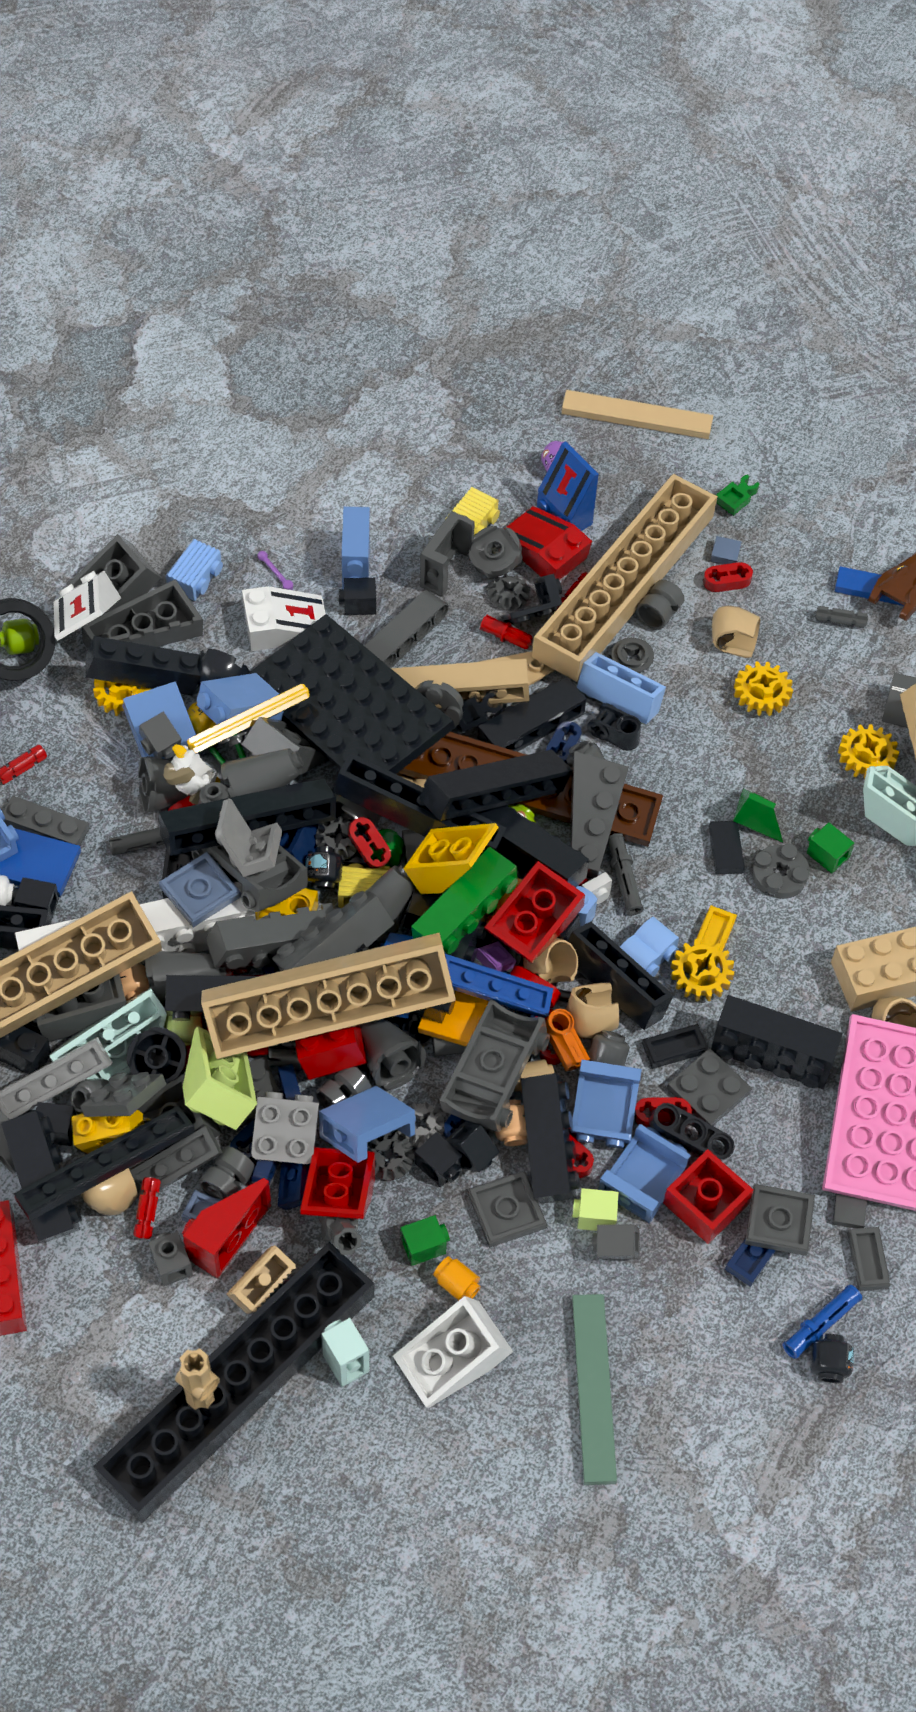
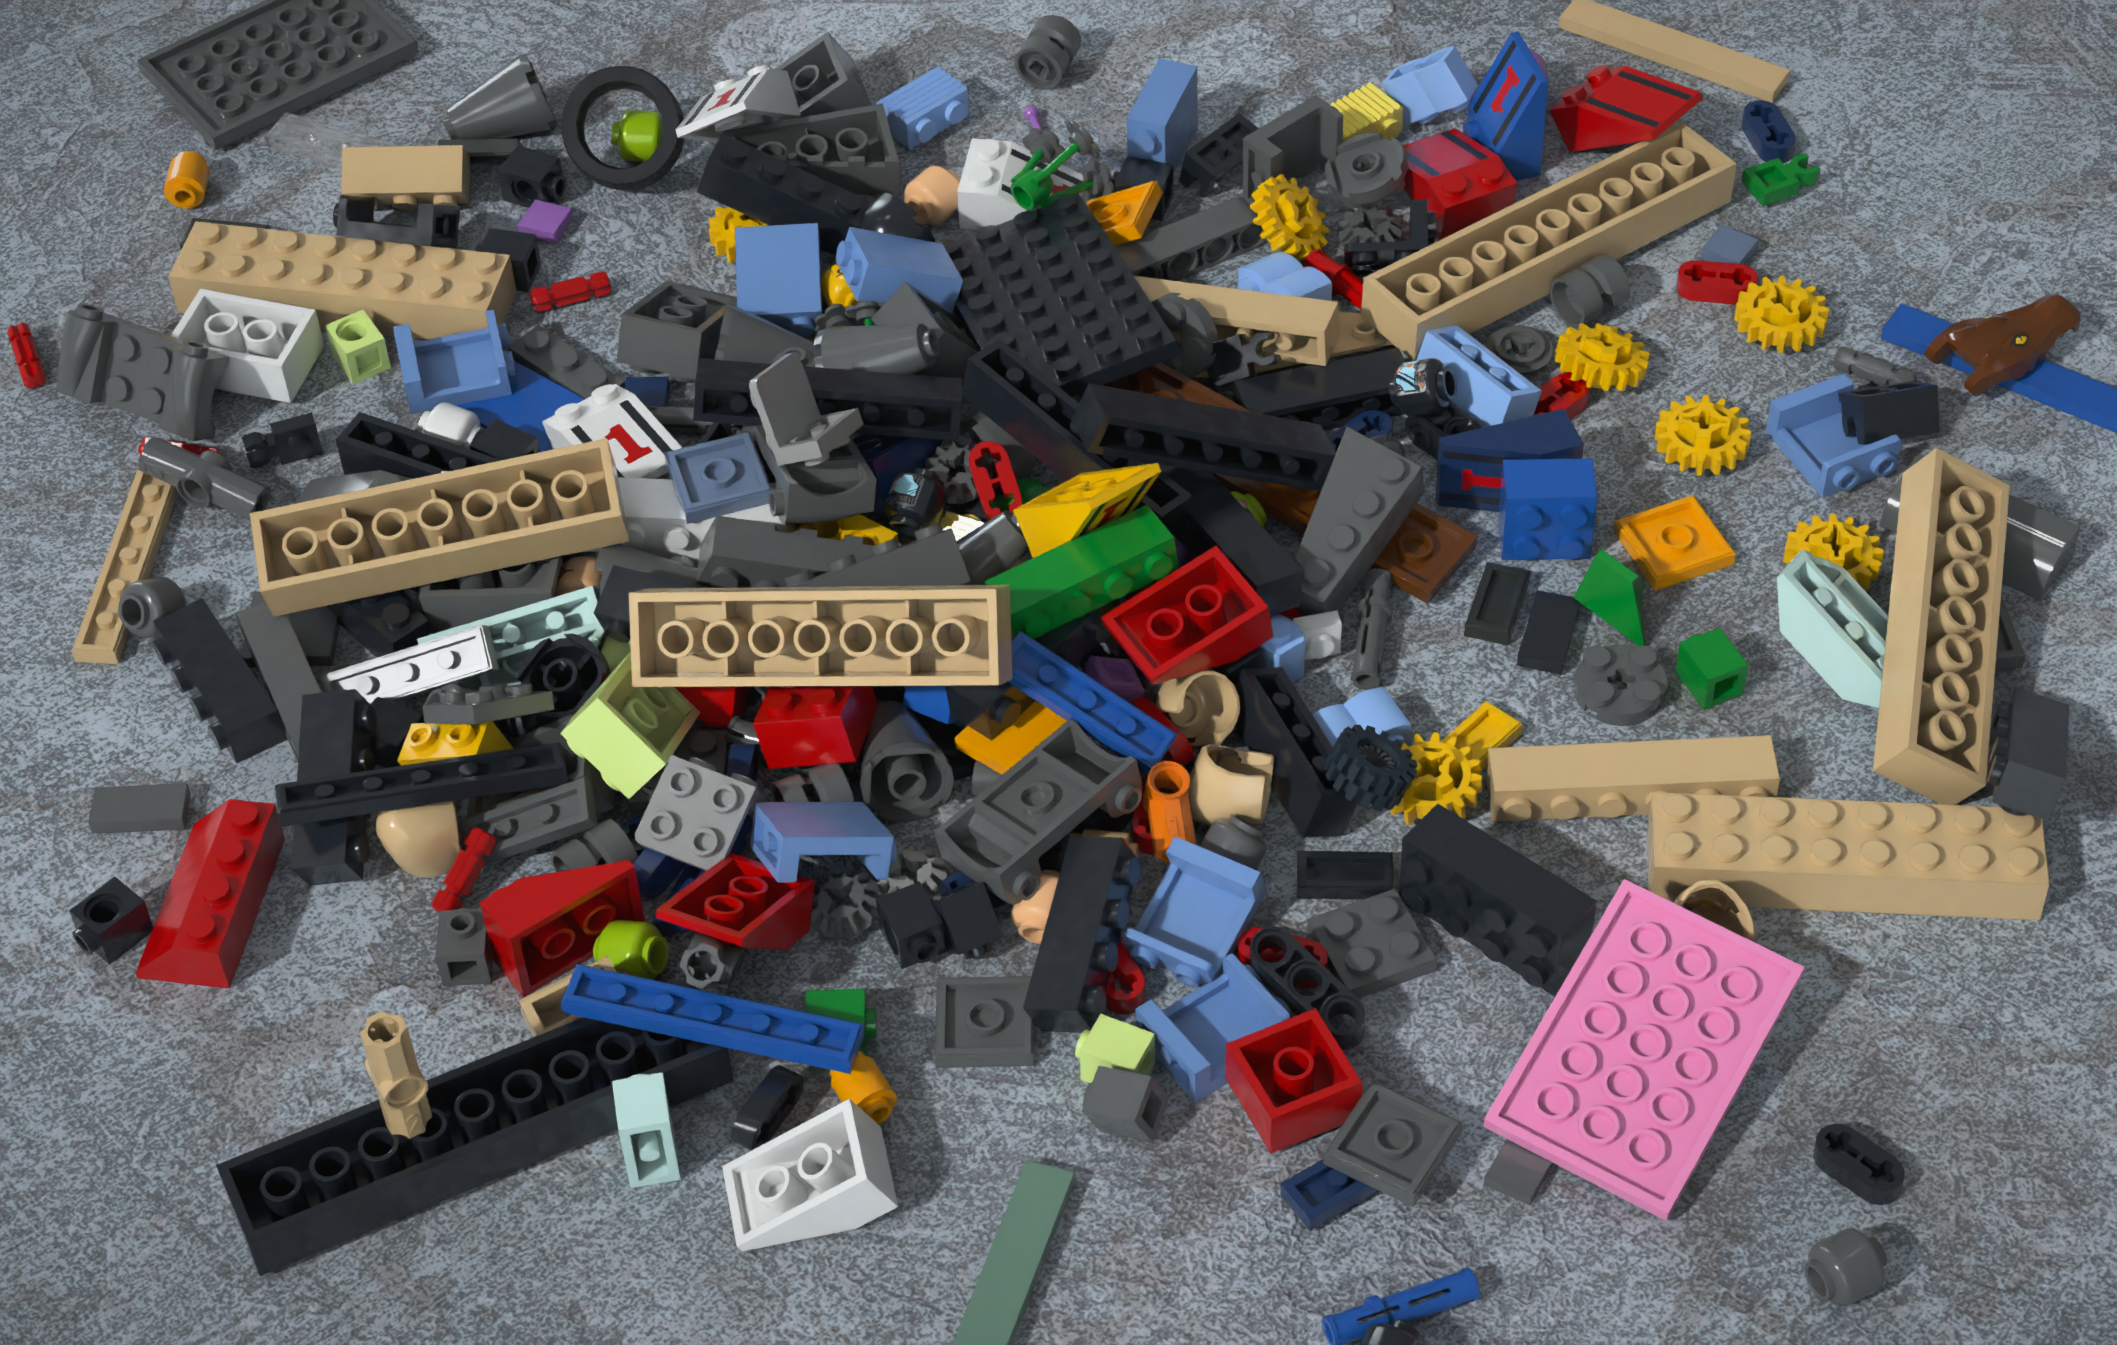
camera: 25 degrees right, 10 degrees down
(104, 827) = (650, 390): none -> dark blue tile
(105, 871) = (618, 415): none -> white slope
(107, 775) = (672, 330): none -> dark grey slope
(159, 736) = (763, 285): dark grey brick -> none
(189, 772) = (774, 326): hair -> none
(229, 634) = (933, 195): none -> light nougat head
(247, 718) = (885, 285): axle -> none
(257, 509) = (1048, 51): none -> dark grey wheel
(276, 1229) = (633, 948): none -> lime head
(298, 618) = (1033, 187): none -> plant
(359, 619) = (1126, 212): none -> light orange tile
(359, 1268) = (713, 1018): none -> blue tile
(400, 559) = (1216, 154): none -> black hinge
(405, 1310) = (767, 1107): none -> black beam
(462, 598) = (1289, 217): none -> yellow gear
(475, 645) = (1286, 276): none -> light blue brick
(510, 480) = (1431, 85): none -> light blue brick
(596, 703) = (1423, 387): none -> black head
(634, 471) = (1619, 108): none -> red slope
(670, 742) = (1473, 460): none -> dark blue slope
(674, 688) = (1574, 398): none -> red beam
(674, 978) = (1370, 767): none -> black bush
(685, 649) = (1602, 357): none -> yellow gear
(688, 835) = (1497, 603): none -> pearl dark grey tile
(699, 767) = (1547, 509): none -> blue brick
(719, 460) = (1761, 134): none -> dark blue beam
(735, 630) = (1693, 350): tan piece -> none
(772, 765) = (1674, 542): none -> light orange tile
(775, 591) = (1781, 314): none -> yellow gear
(813, 935) = (1622, 775): none -> tan brick
(835, 671) = (1813, 438): none -> medium blue panel
(865, 645) = (1890, 410): none -> black hinge
(868, 1259) = (1518, 1246): dark grey tile -> none

